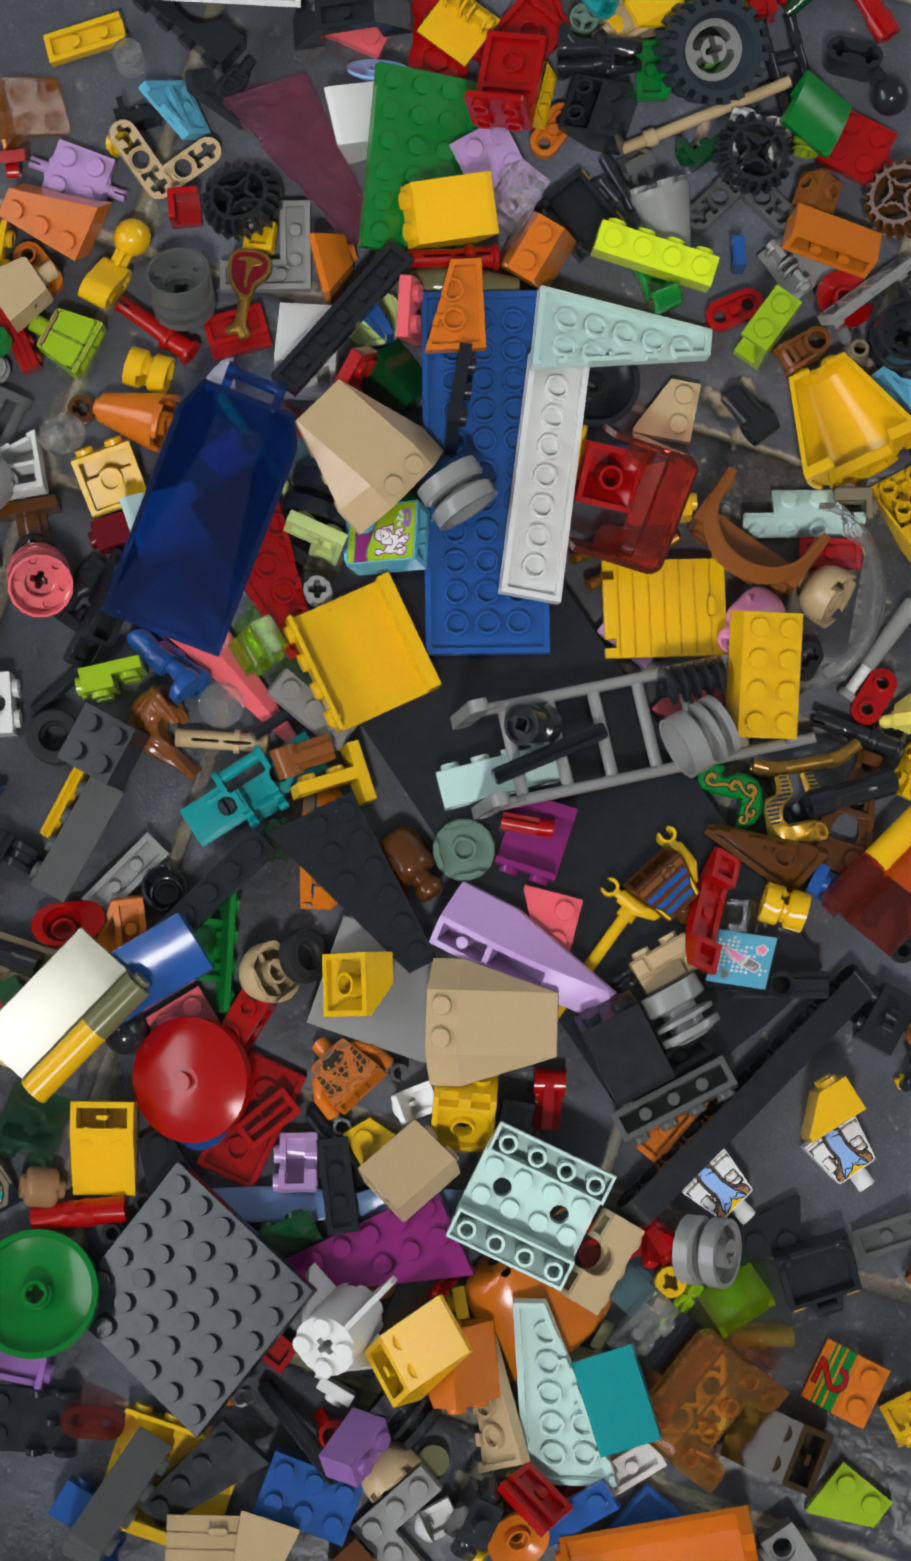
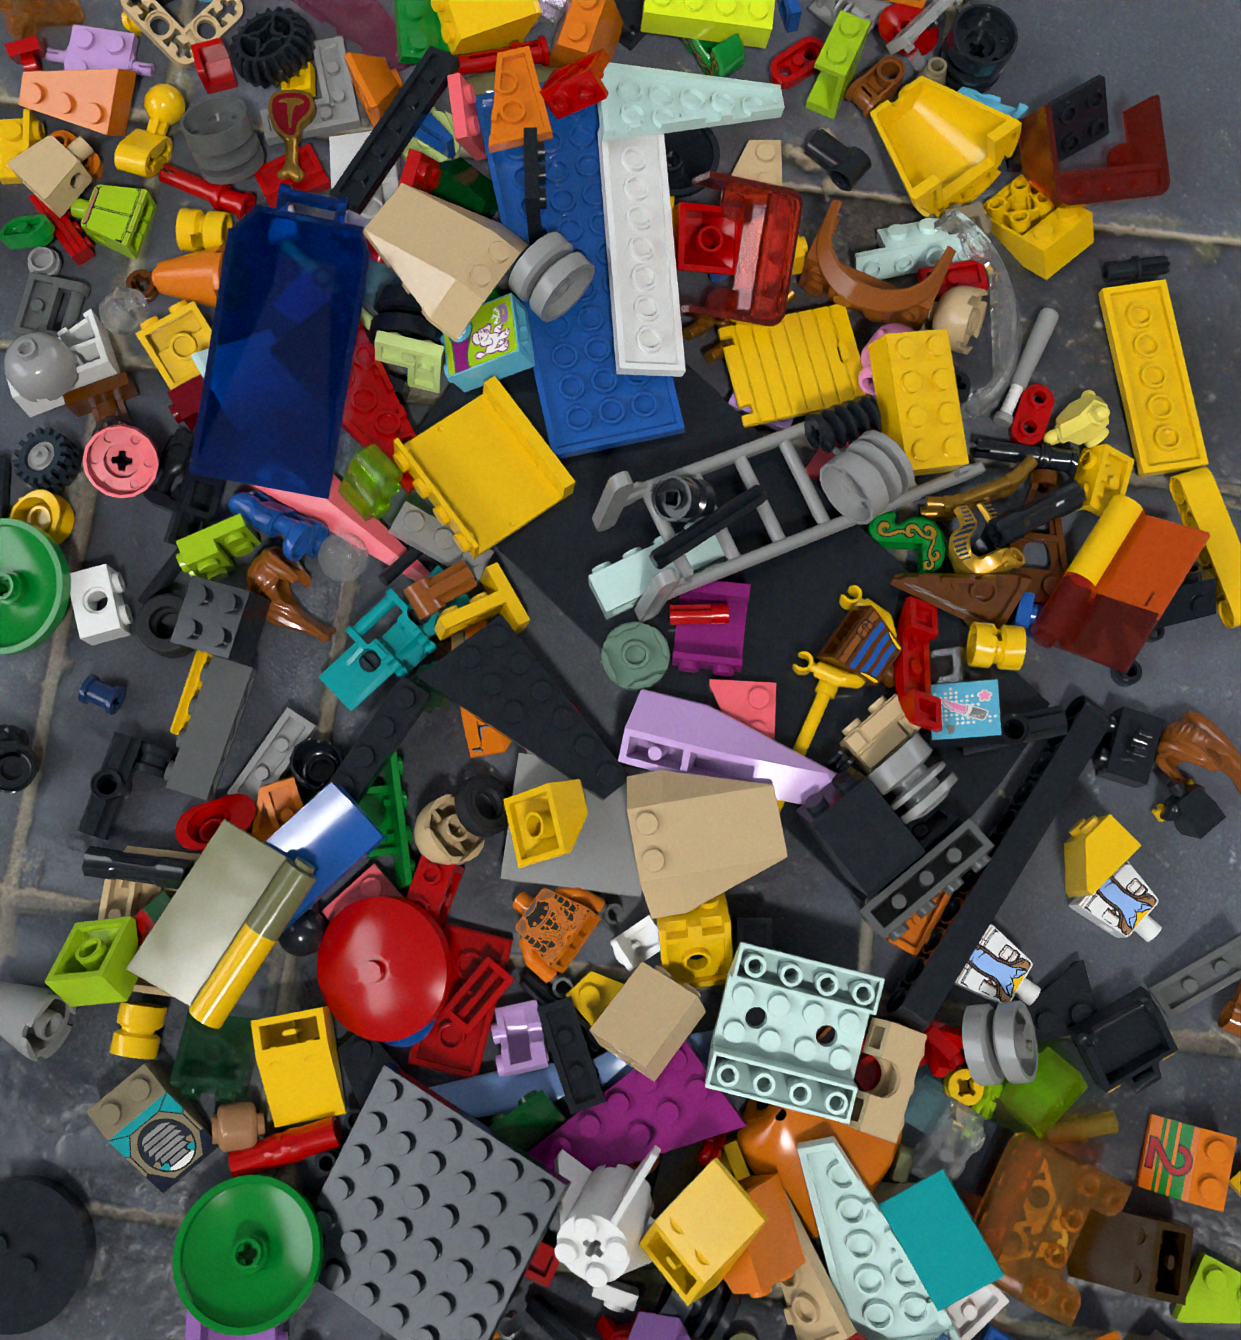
camera: 10 degrees left, 5 degrees down
(186, 737) = (313, 598): tan pin -> none
(310, 586) = (415, 412): light grey bush -> none
(411, 862) = (582, 681): reddish brown piece -> none
(517, 307) = (576, 85): none -> red bracket
(548, 1090) = (782, 899): red piece -> none

